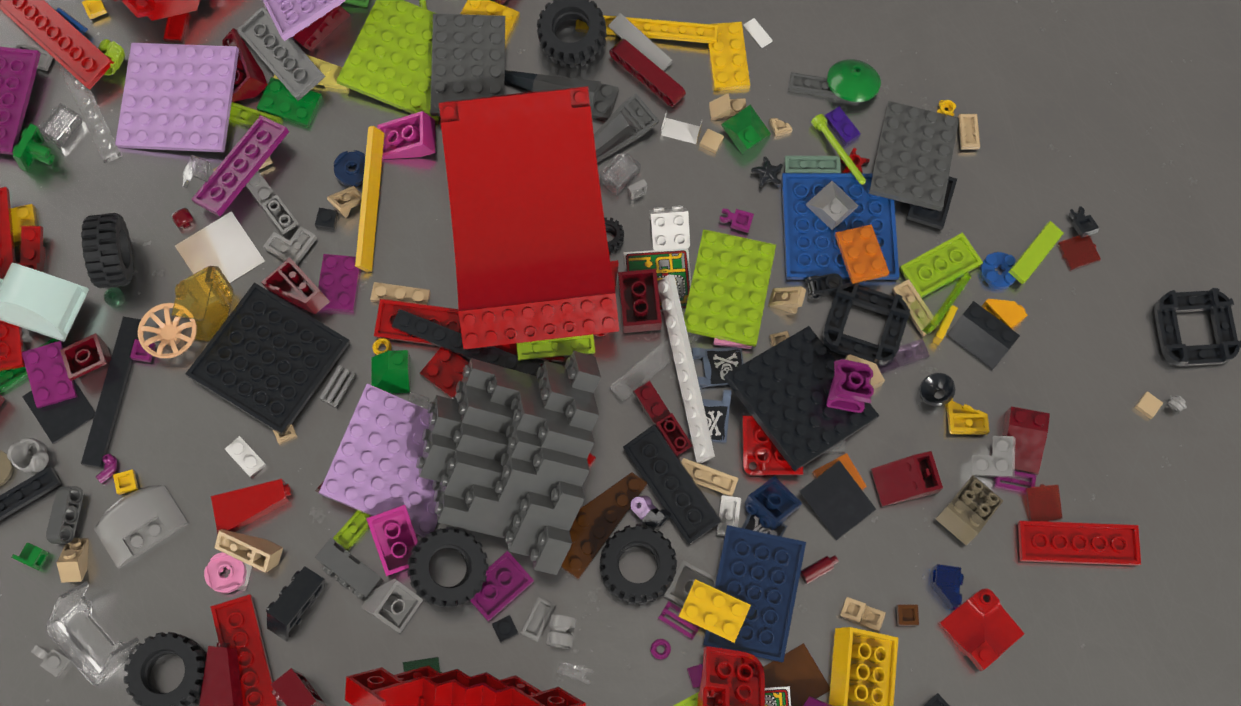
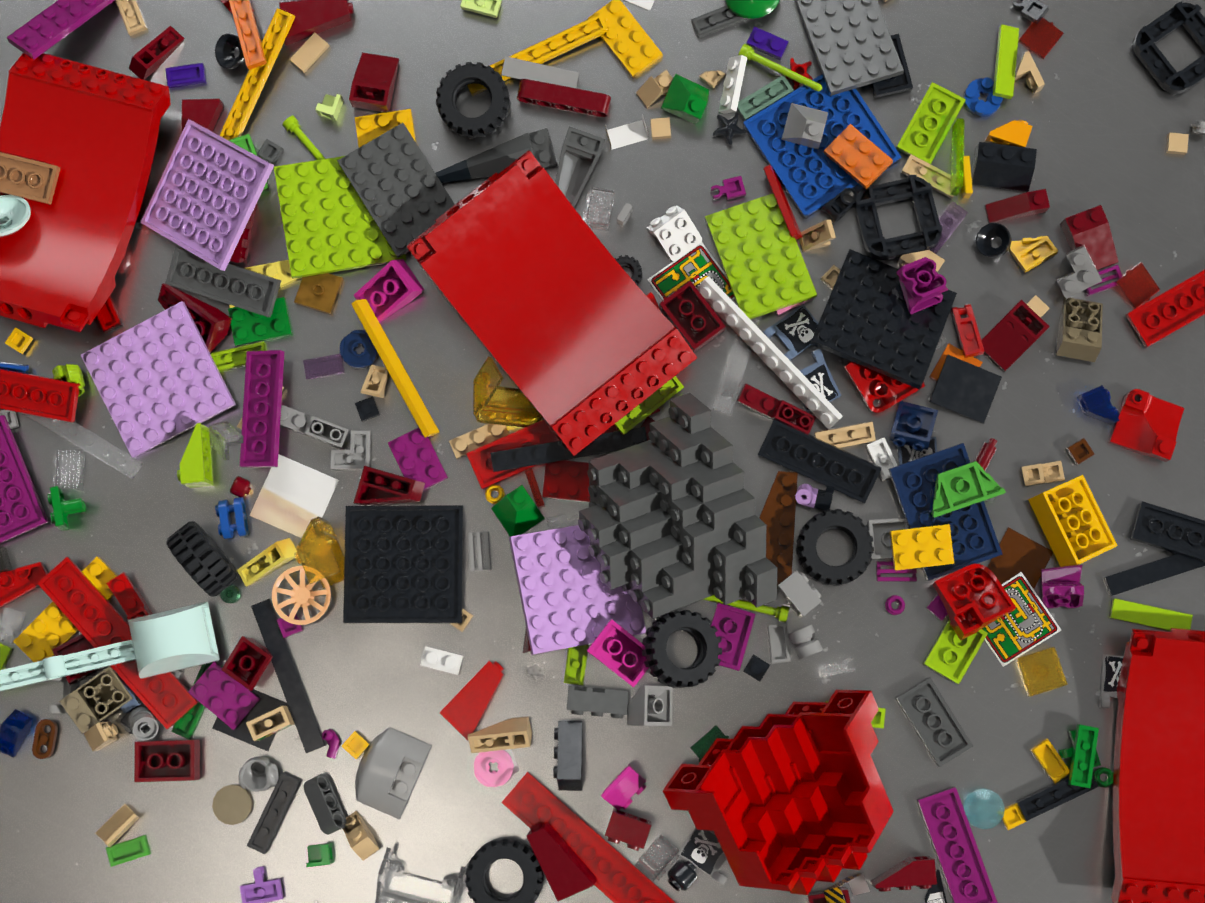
camera: 20 degrees left, 10 degrees up
(68, 419) = (270, 723): none -> tan brick
(156, 288) = (267, 561): none -> light yellow slope
(158, 238) = (226, 527): none -> blue brick
(162, 174) = (197, 460): none -> lime slope
(314, 165) = (323, 366): none -> clear purple tile
(320, 657) = (624, 787): none -> dark pink slope
(351, 107) = (319, 292): none -> pearl gold plate
(417, 362) = (534, 488): none -> clear red tile
(430, 271) = (500, 404): none -> clear yellow windscreen
(557, 594) = (779, 612): none -> lime piece
(580, 584) = (799, 594): none -> light grey brick
(775, 255) = (782, 202): none -> red tile
(782, 580) = (962, 488): none -> bright green wing
(792, 139) = (732, 84): none -> white plate
(869, 452) = (967, 331): none -> red plate
(944, 469) = (1038, 306): none -> tan tile
(977, 375) = (1018, 206): none -> dark red slope
(1051, 271) = (1028, 69): none -> tan slope

